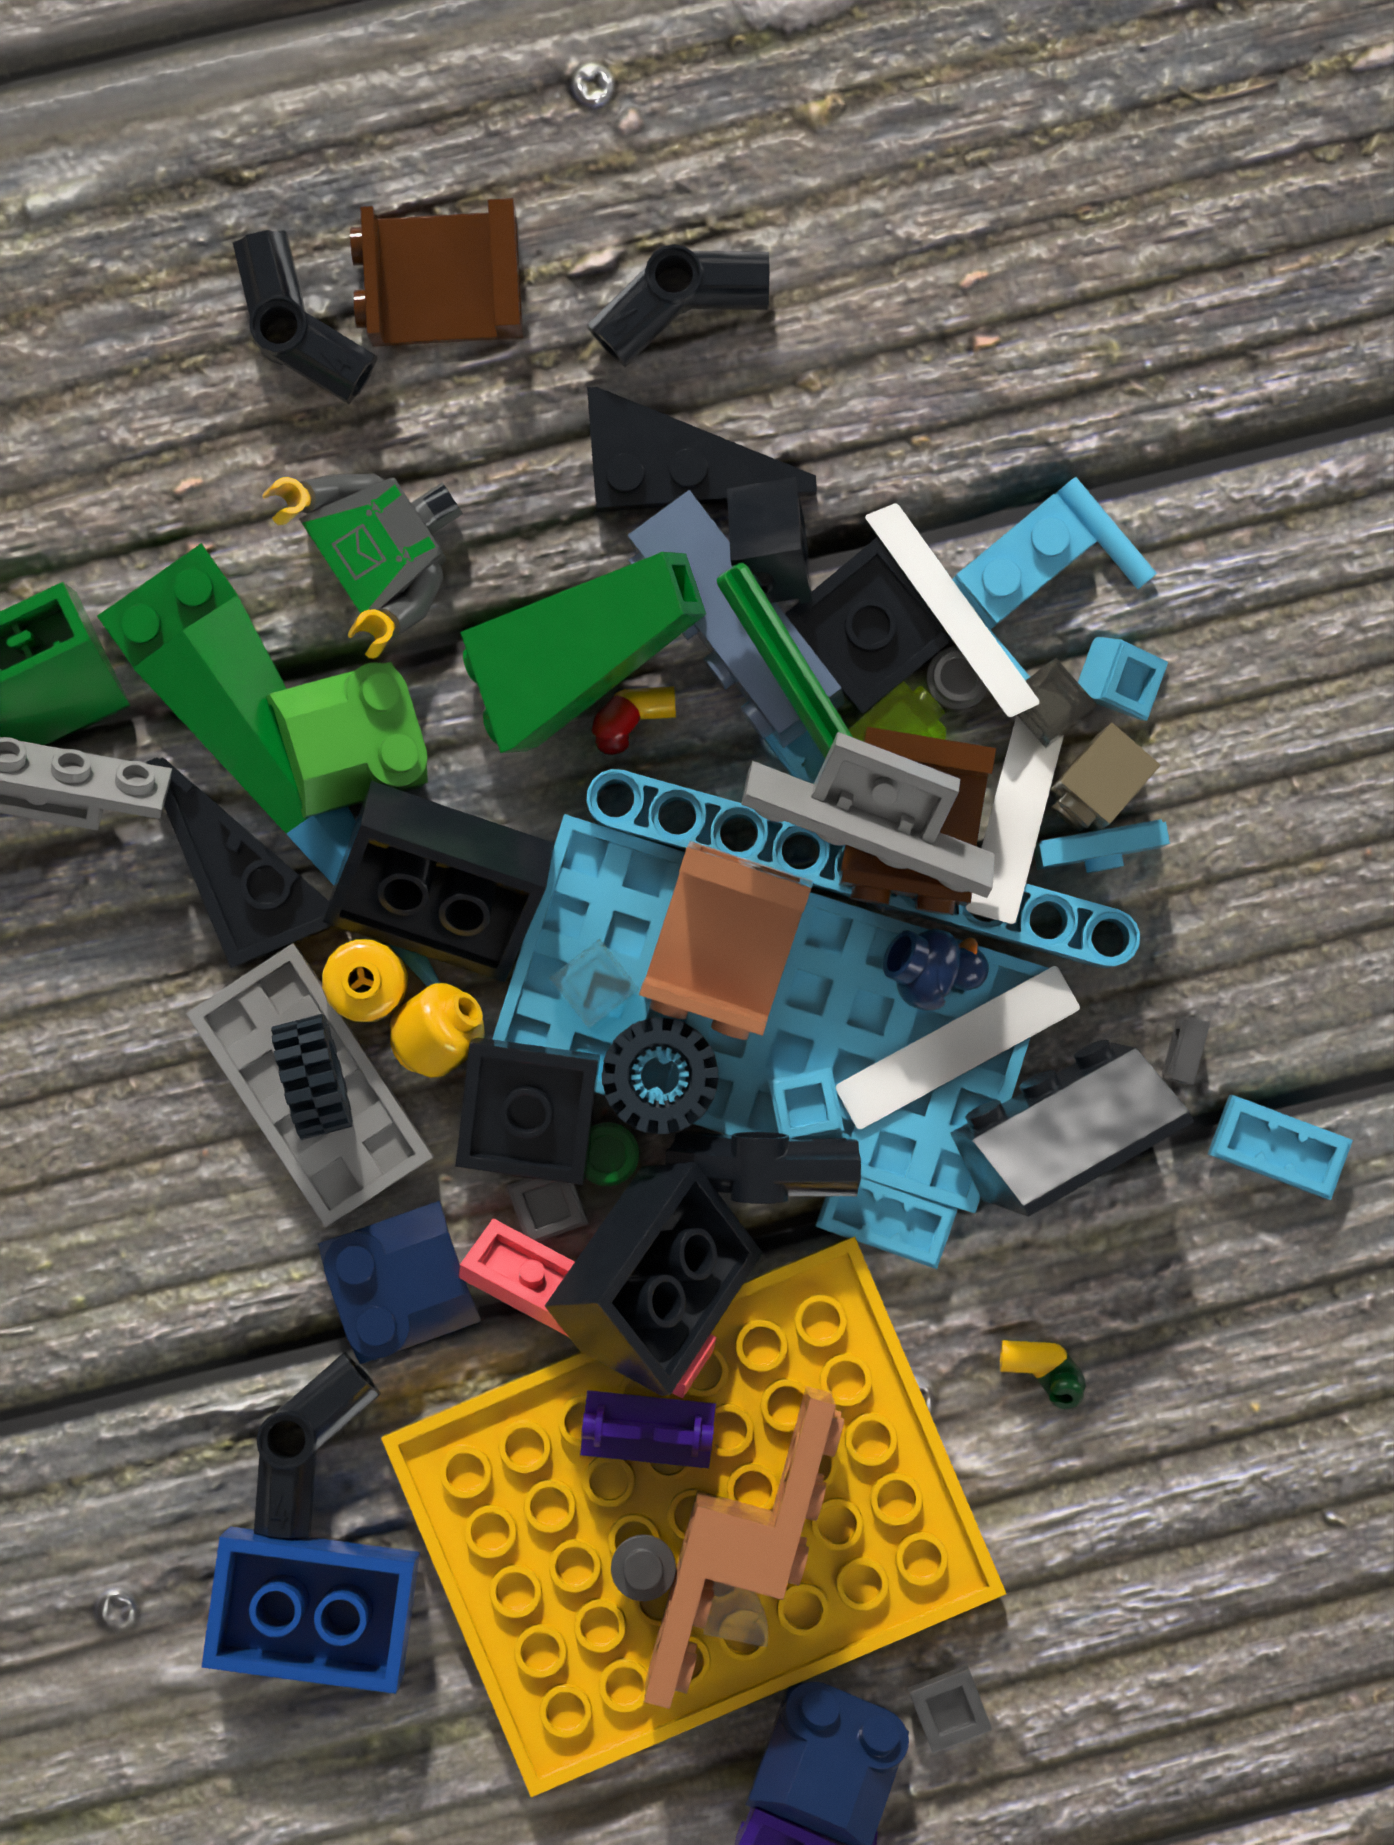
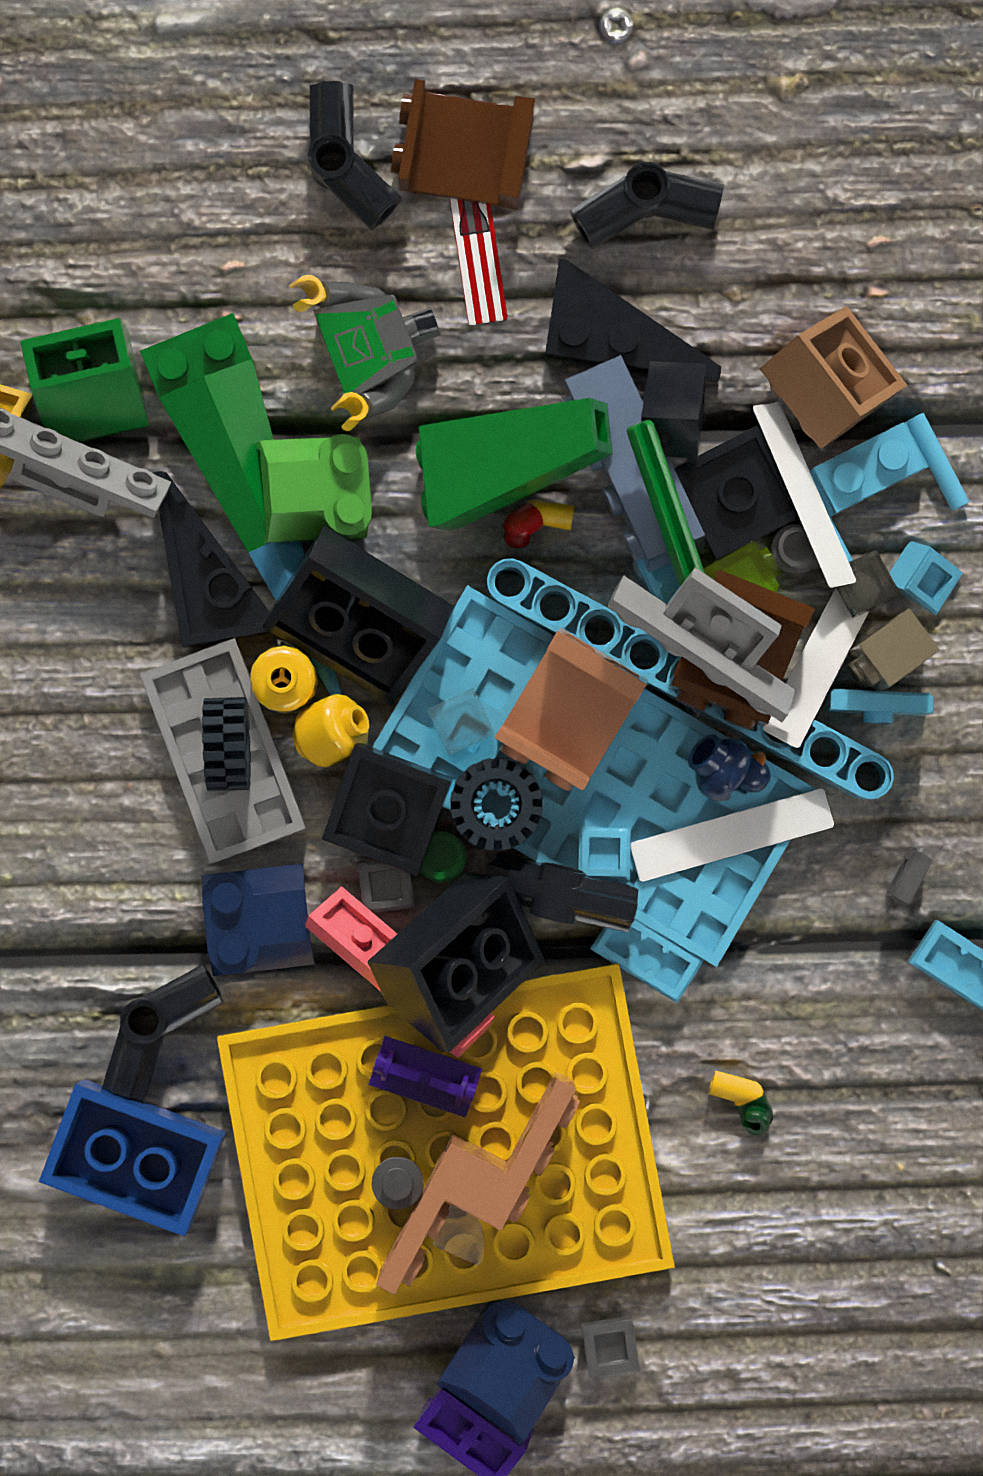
camera: 15 degrees right, 0 degrees up
(489, 413) = (478, 262): none -> sticker
(954, 457) = (832, 376): none -> medium nougat slope
(1068, 1127) = (804, 915): slope -> none

